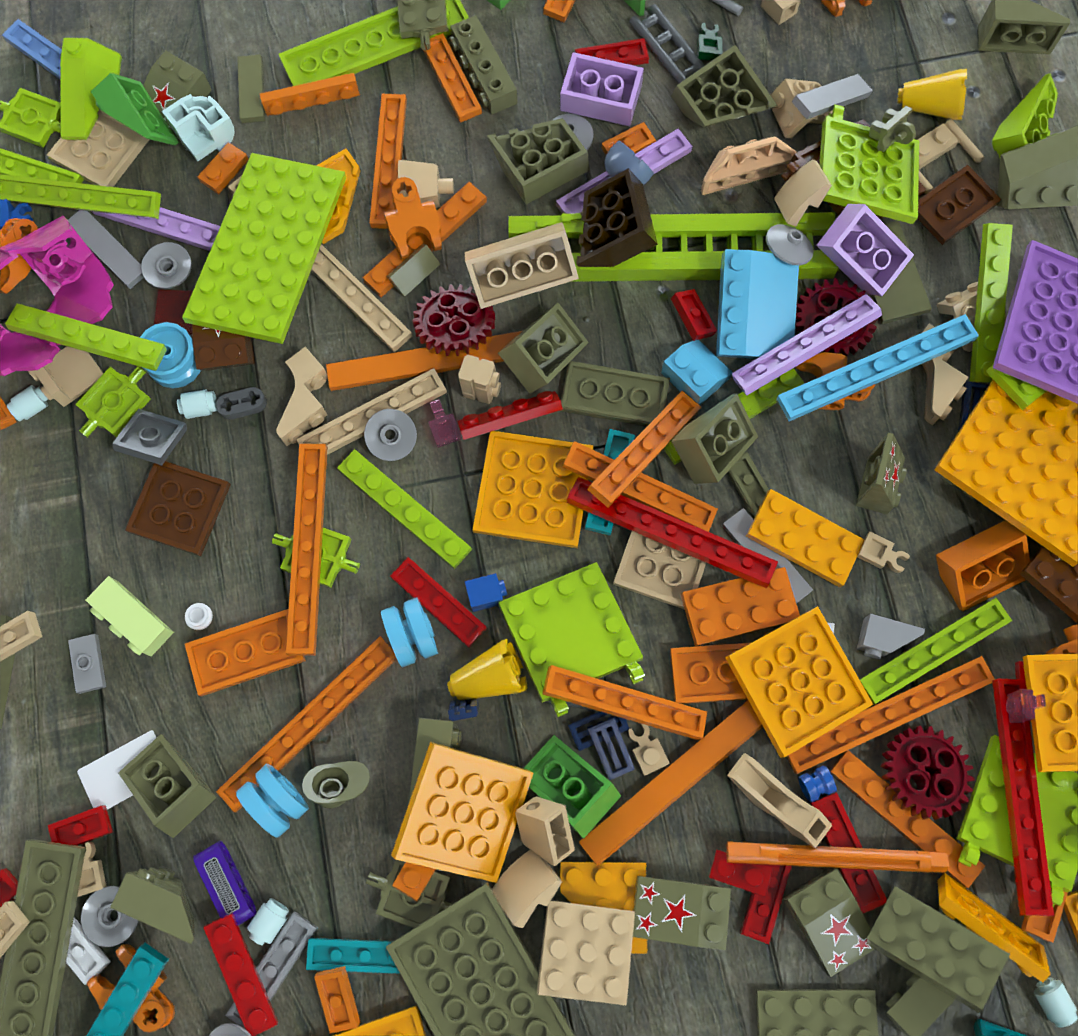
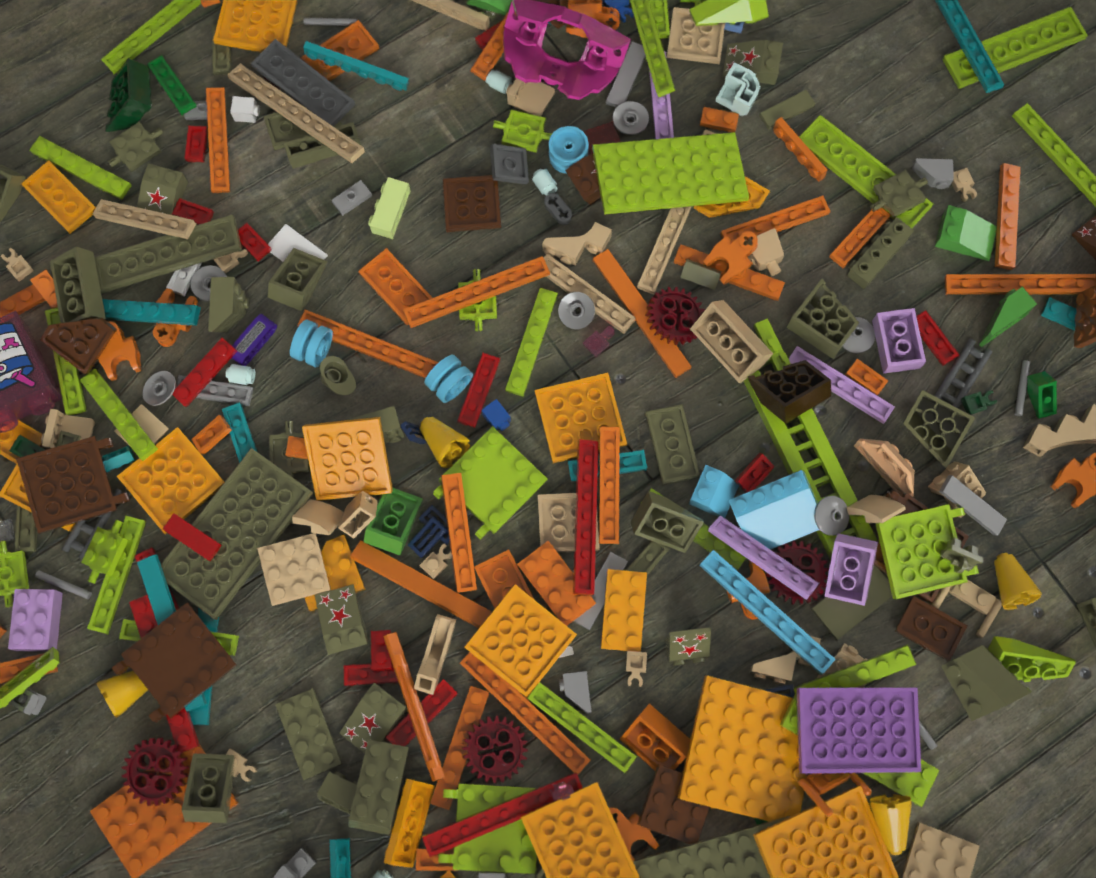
camera: 65 degrees right, 0 degrees up
(86, 337) = (553, 94): lime plate -> none
(132, 106) = (727, 44): bright green slope -> none
(198, 616) = (407, 248): white plate -> none
(479, 379) = (638, 349): tan brick -> none
(517, 412) = (624, 380): red plate -> none
(543, 348) = (681, 382): olive slope -> none
(621, 158) = (842, 378): sand blue cylinder -> none
(644, 449) = (636, 476): orange plate -> none
(817, 783) = (458, 678): blue wheel -> none

